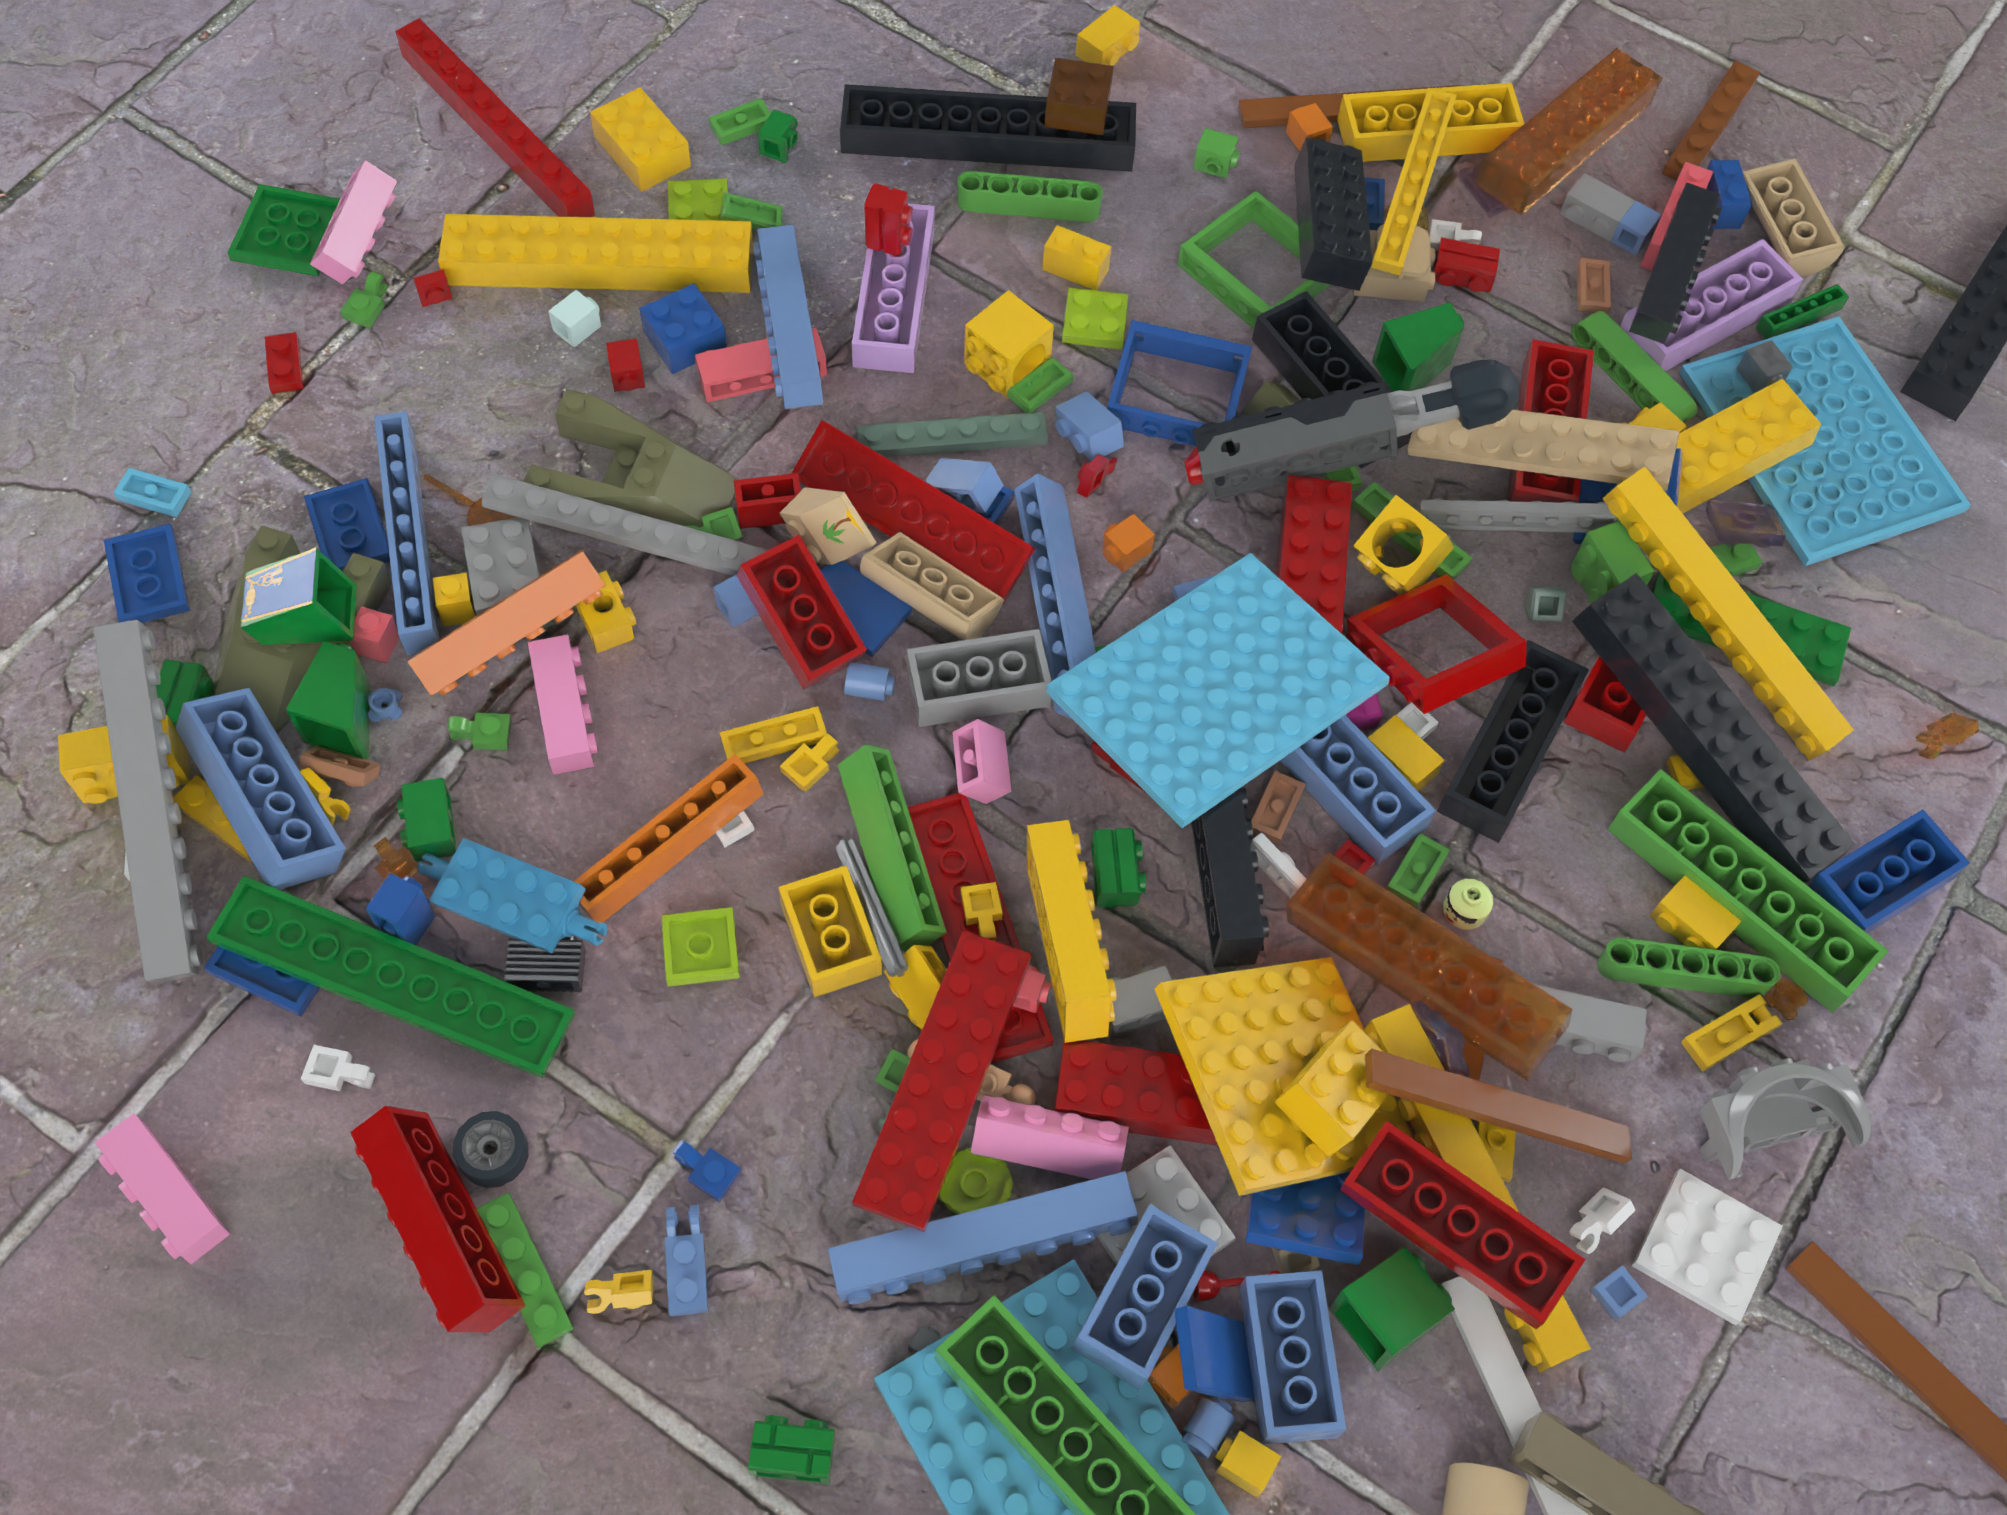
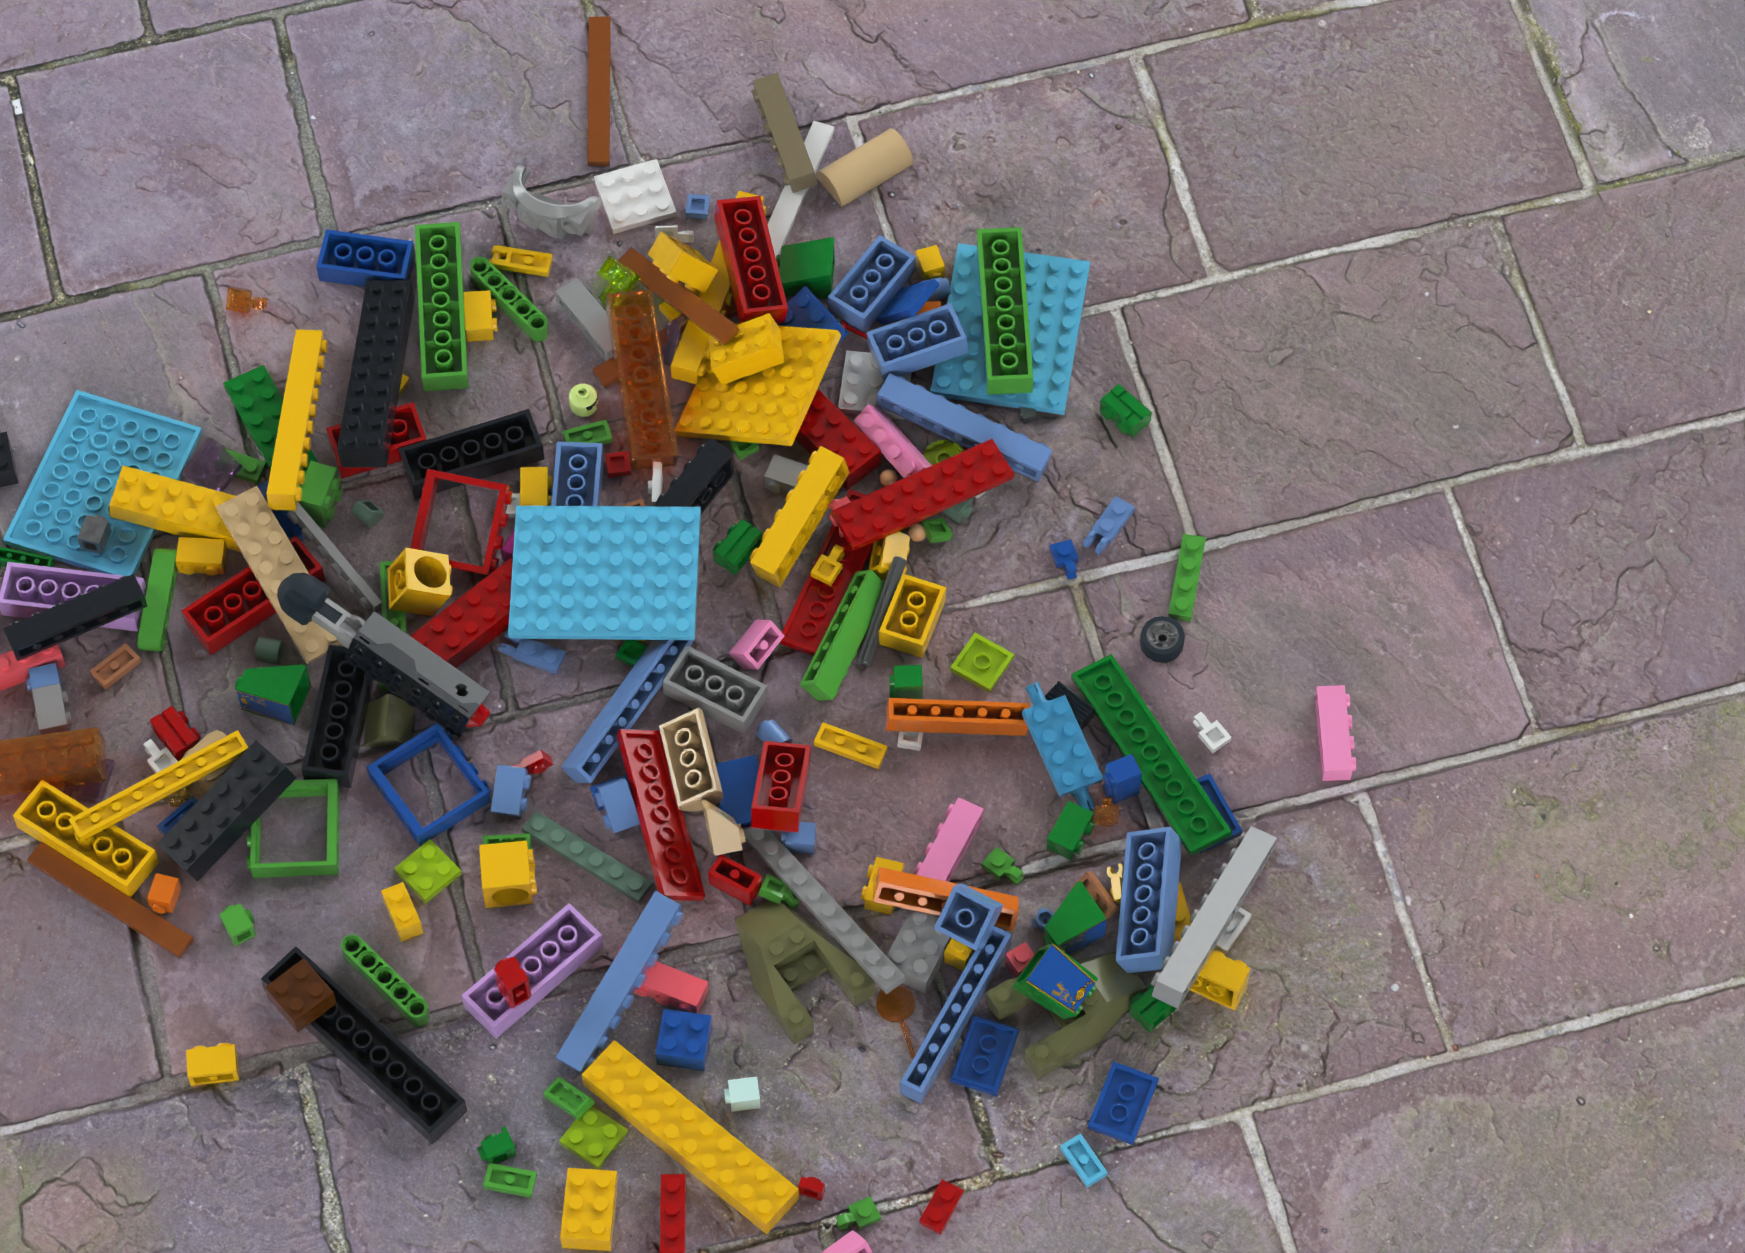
camera: 135 degrees left, 0 degrees up
(436, 1220) = (1212, 612): red brick -> none
(448, 590) = (968, 916): none -> medium blue brick
(625, 365) = (739, 1041): red brick -> none
(625, 1290) = (1145, 529): yellow plate -> none
(759, 834) = (906, 682): none -> green brick
(808, 764) = (847, 716): yellow plate -> none
(1127, 542) = (557, 711): orange brick -> none
(1540, 1155) = (682, 263): none -> yellow brick
(1593, 1096) = (619, 278): none -> clear neon green plate
(1791, 991) = (475, 250): clear orange plate -> none

